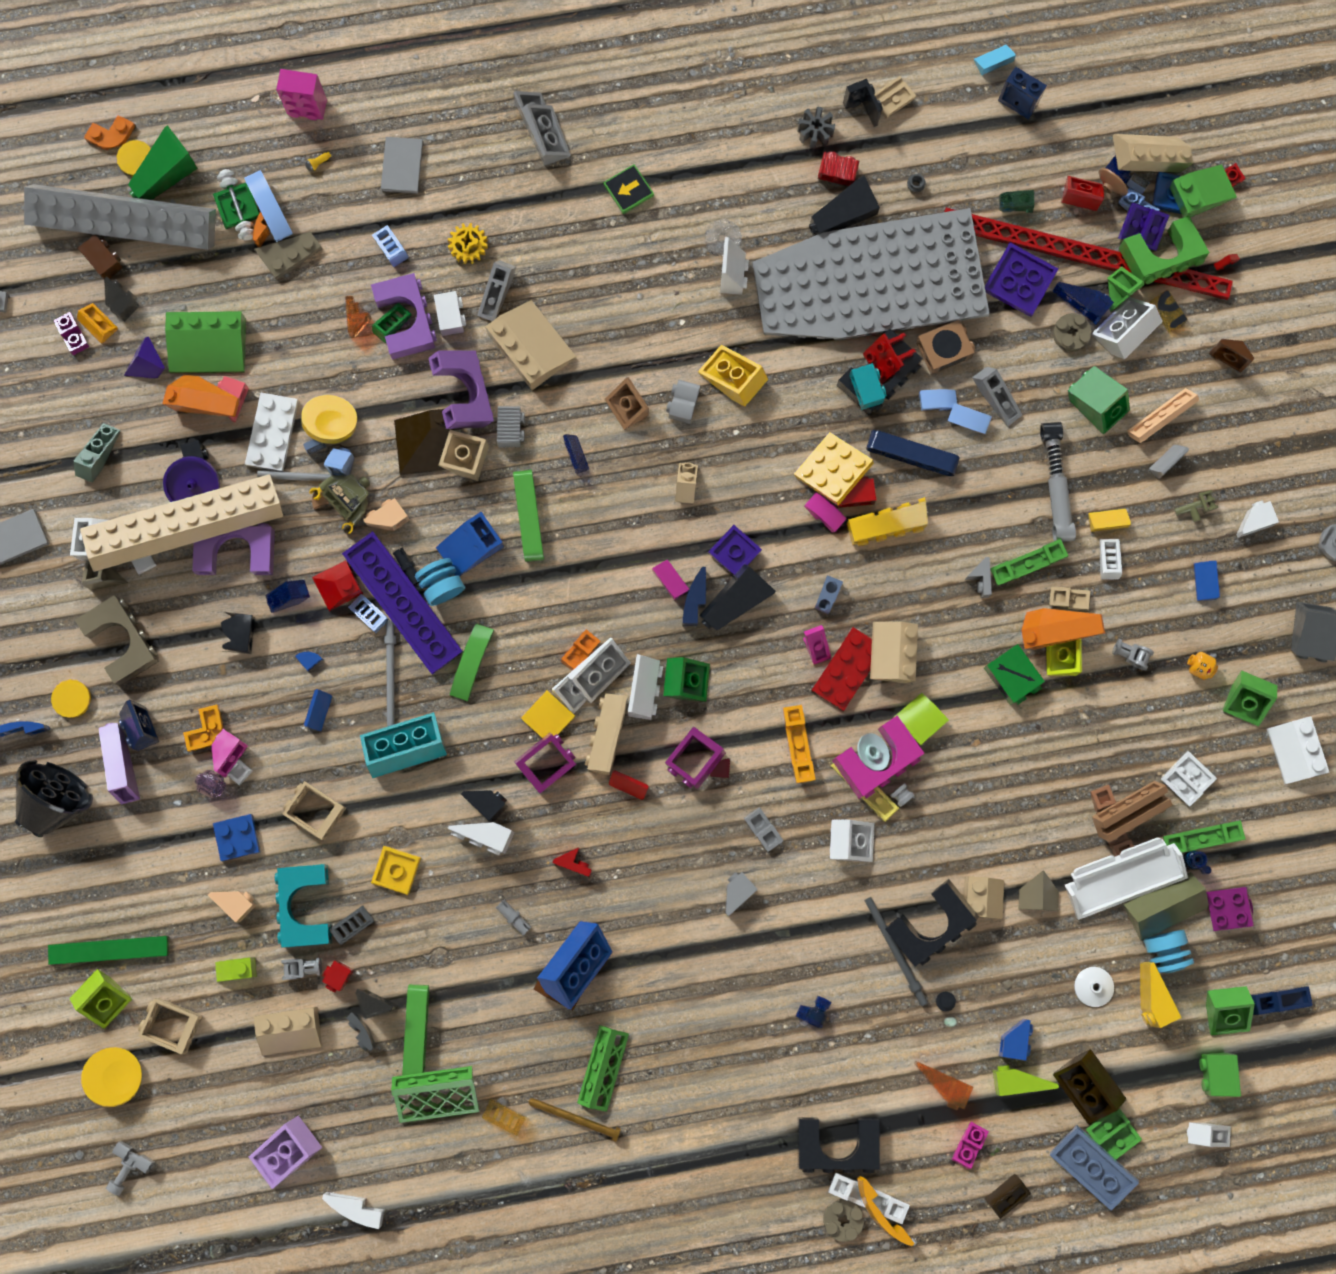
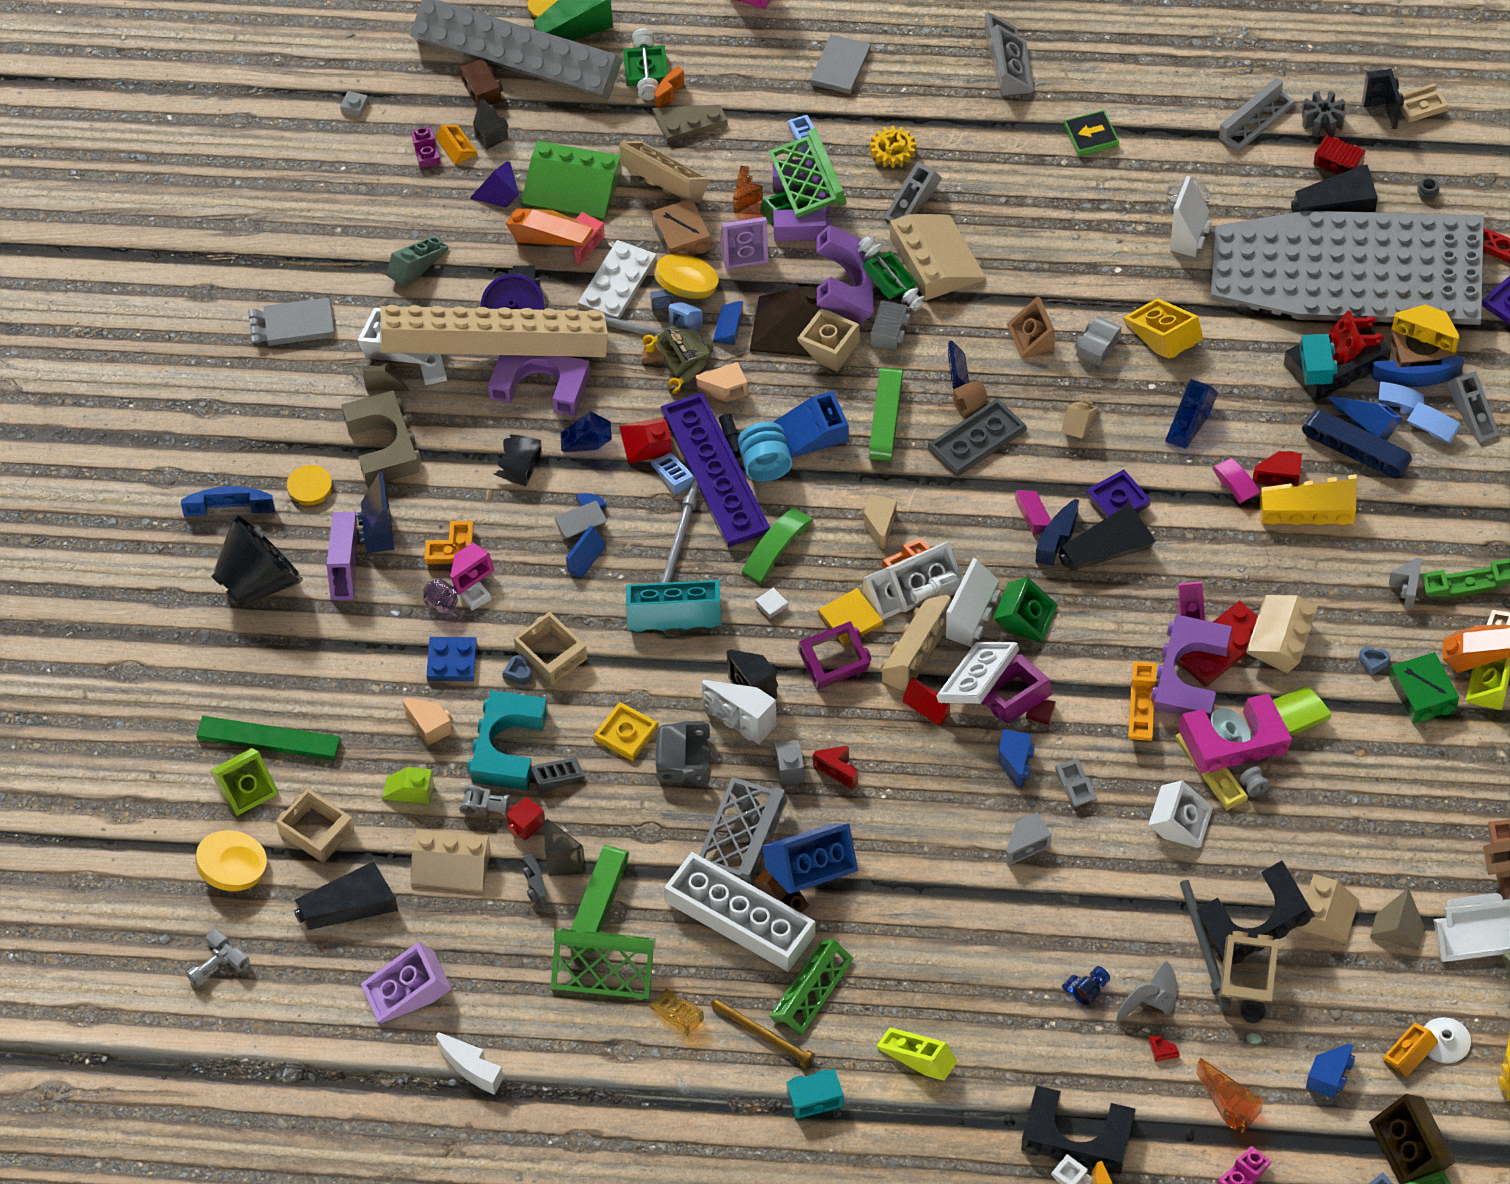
camera: 20 degrees right, 25 degrees down
(219, 1083) = (347, 899): none -> black slope
(268, 206) = (681, 70): light blue slope -> none
(282, 315) = (662, 171): none -> tan slope
(293, 834) = (518, 670): none -> sand blue tile
(305, 681) = (580, 519): none -> light grey slope
(312, 164) = (741, 45): yellow piece -> none
(312, 370) = (681, 229): none -> medium nougat brick
(369, 376) = (744, 242): none -> lavender slope
(376, 454) = (729, 323): none -> blue slope
(414, 283) = (825, 172): none -> bright green fence
(447, 884) = (683, 753): none -> dark grey piece
(449, 313) = (854, 213): white piece -> none
(481, 720) = (771, 603): none -> white tile
(498, 379) = (890, 274): none -> green plate
(530, 946) = (763, 830): none -> light grey fence
(530, 1021) = (740, 911): none -> white brick
(533, 866) = (789, 762): none -> light grey slope
(548, 619) = (879, 517): none -> tan slope
(593, 483) = (970, 398): none -> medium nougat brick
(607, 518) = (977, 437): none -> dark grey tile
(613, 679) = (937, 586): none -> white arm
(630, 1164) = (815, 1093): none -> teal brick
(664, 754) = (978, 672): none -> white tile
(699, 1108) = (921, 1053): none -> neon yellow slope
(709, 817) = (1014, 754): none -> blue slope
(756, 136) = (1252, 109): none -> light grey fence
(775, 457) = (1192, 413): none -> clear blue slope
(820, 680) = (1187, 636): none -> medium lavender arch
(828, 594) = (1219, 560): sand blue leg -> none
(834, 468) = (1257, 437): yellow plate -> none
(871, 1007) = (1159, 993): none -> light grey piece
(884, 1051) = (1162, 1049): none -> red tile
(918, 424) = (1374, 417): none -> blue slope
(925, 378) = (1418, 375): none -> blue slope
(942, 994) = (1242, 992): none -> tan window
(950, 332) = (1428, 326): none -> yellow slope
(968, 655) = (1373, 659): none -> sand blue tile
(1012, 1081) = (1321, 1114): lime slope -> none
(1070, 1004) = (1411, 1049): none -> light orange slope

